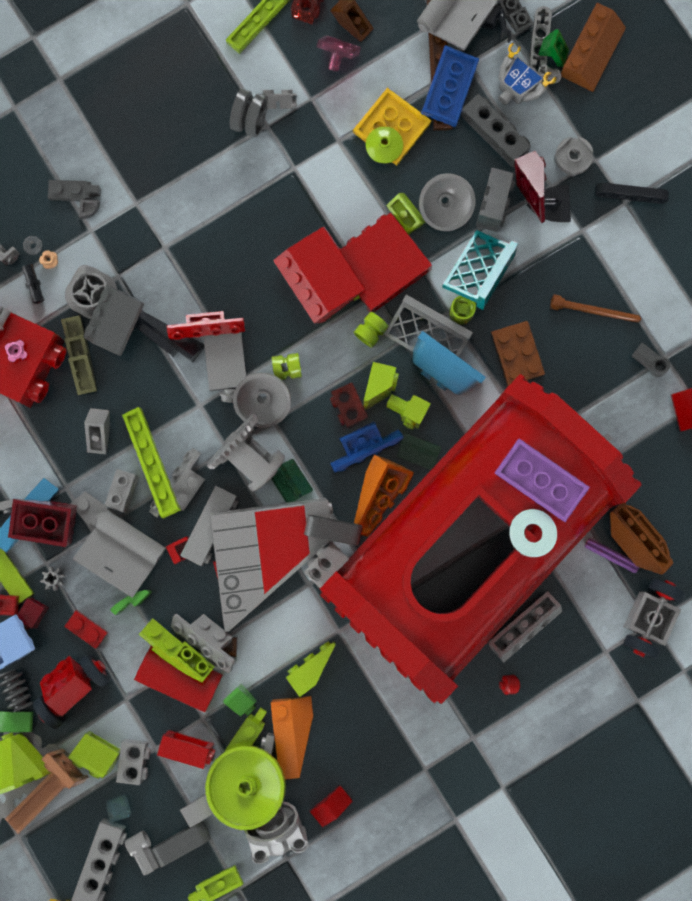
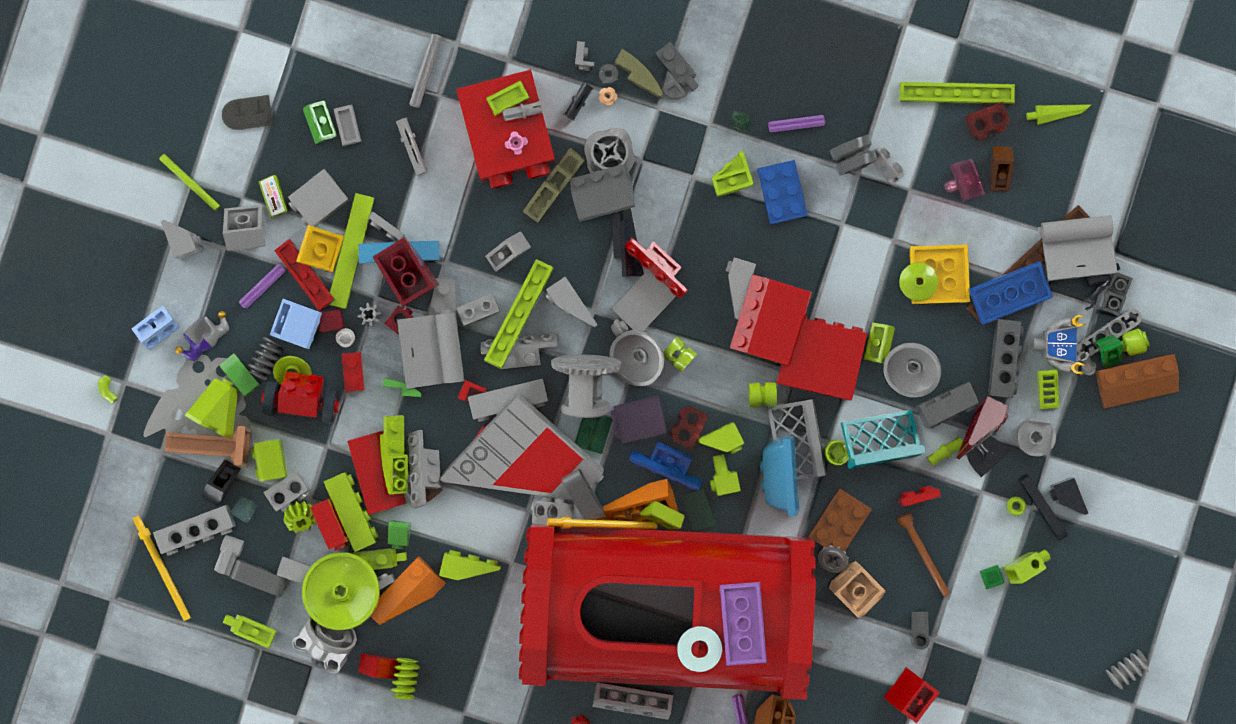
camera: 45 degrees right, 5 degrees up
(33, 675) = (288, 363): none -> lime dish
(52, 222) = (639, 73): none -> olive slope
(54, 612) = (345, 337): none -> white plate
(72, 566) = (391, 321): none -> dark red brick
(80, 810) = (220, 482): none -> black slope
(152, 177) = (740, 121): none -> clear green plate
(160, 770) = (299, 517): none -> lime gear
(171, 415) = (567, 299): none -> light grey slope
(189, 217) = (733, 176): none -> lime wing
(190, 139) = (797, 123): none -> medium lavender axle
(191, 724) = (350, 511): none -> lime brick
(232, 191) = (782, 192): none -> blue plate
(269, 276) = (739, 280): none -> light grey slope
(310, 437) = (639, 419): none -> clear purple slope
(342, 558) = (567, 523): none -> yellow bar
(359, 793) = (405, 678): none -> lime piece
(400, 481) = (663, 516): none -> lime slope
(529, 230) = (945, 451): none -> lime pin
(543, 108) = (1054, 373): none -> lime slope
(547, 373) = (832, 565): none -> light grey gear
(549, 270) = (911, 497): none -> red plate
(566, 24) = (1135, 342): none -> lime head
(579, 381) = (857, 589): none -> light nougat slope
(618, 209) = (1022, 506): none -> lime plate
(639, 166) = (1068, 495): none -> black slope
(653, 274) = (991, 576): none -> green tile
(668, 241) = (1026, 566): none -> lime torso

